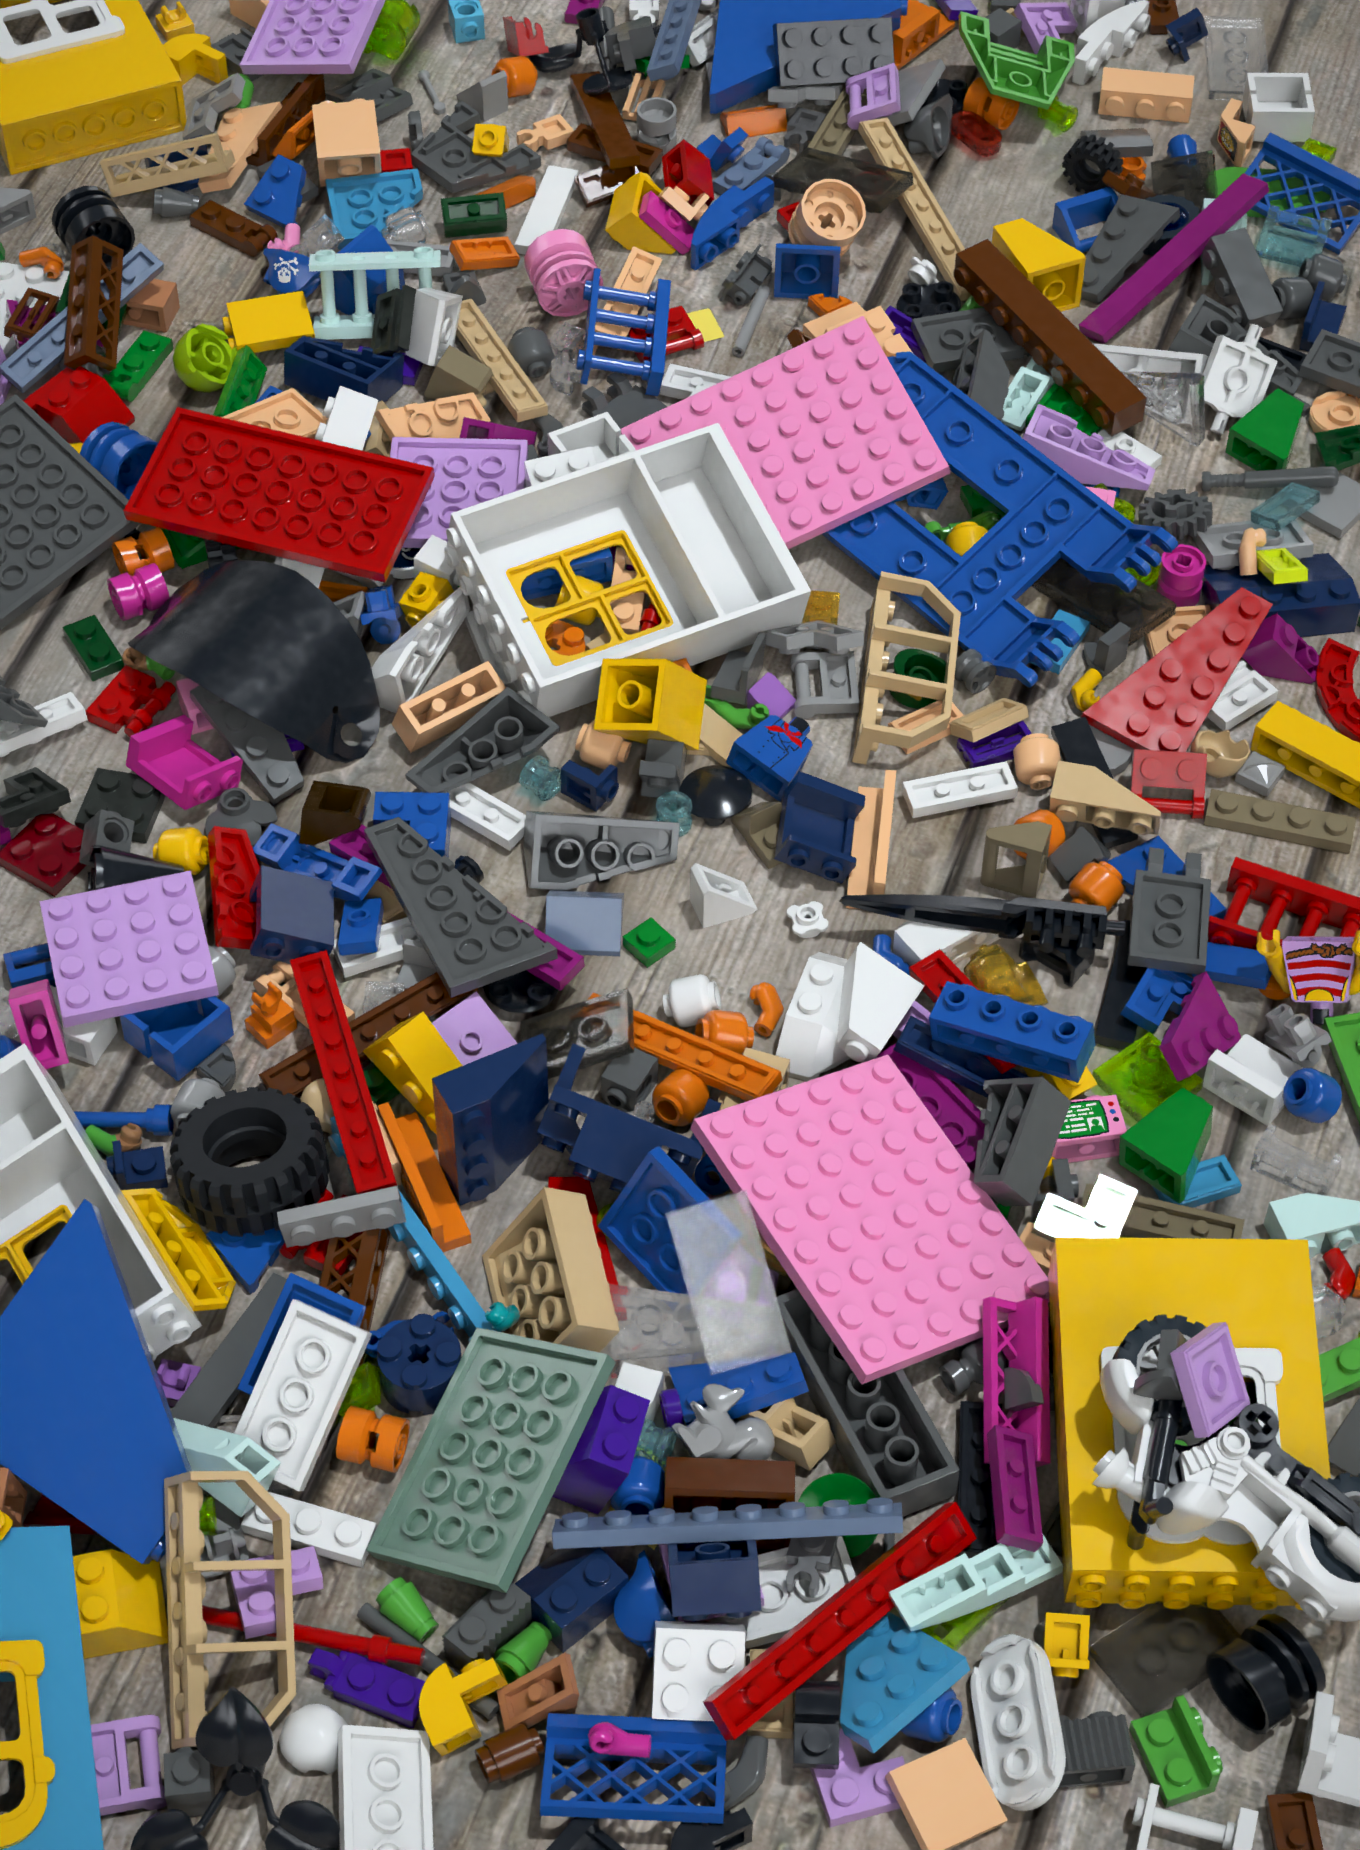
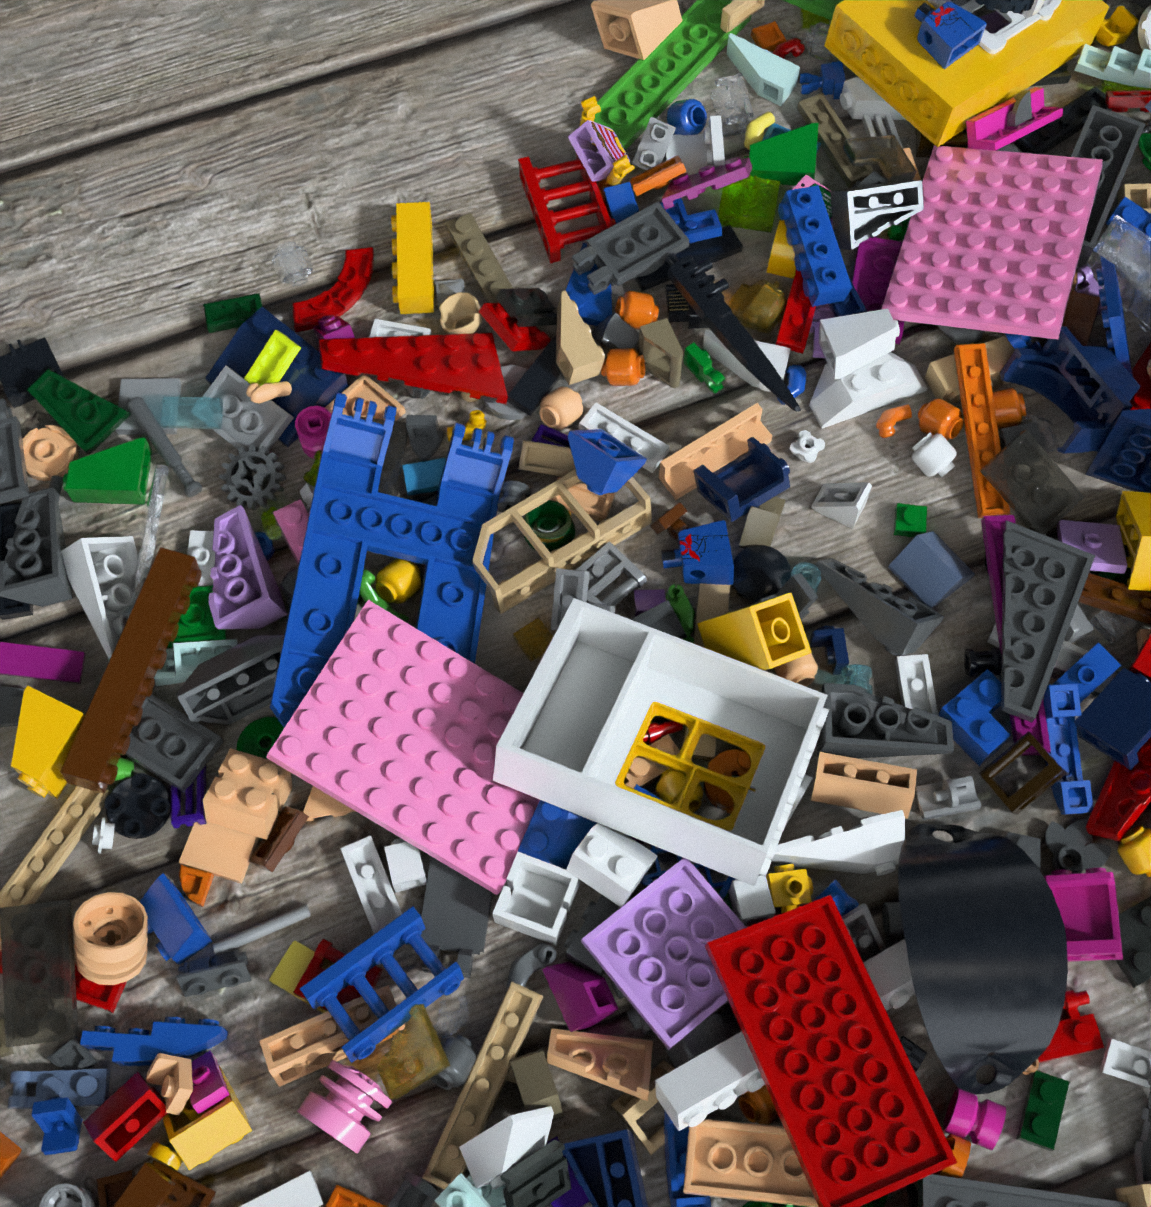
camera: 130 degrees left, 15 degrees up
(374, 756) = (947, 797): none -> light grey hips
(553, 316) = (413, 1055): none -> clear yellow wing
(833, 761) = (671, 521): none -> reddish brown tile
(936, 713) = (603, 460): none -> blue slope
(977, 888) = (700, 364): none -> green plate
(1014, 1488) = (1073, 80): magenta plate -> none
(1163, 1289) = (948, 32): none -> blue torso
(1181, 799) = (528, 306): none -> pearl dark grey plate
(1236, 377) = (81, 515): white plate -> none
(1242, 1153) = (755, 129): none -> light yellow arm
(1249, 1013) = (657, 176): none -> orange plate

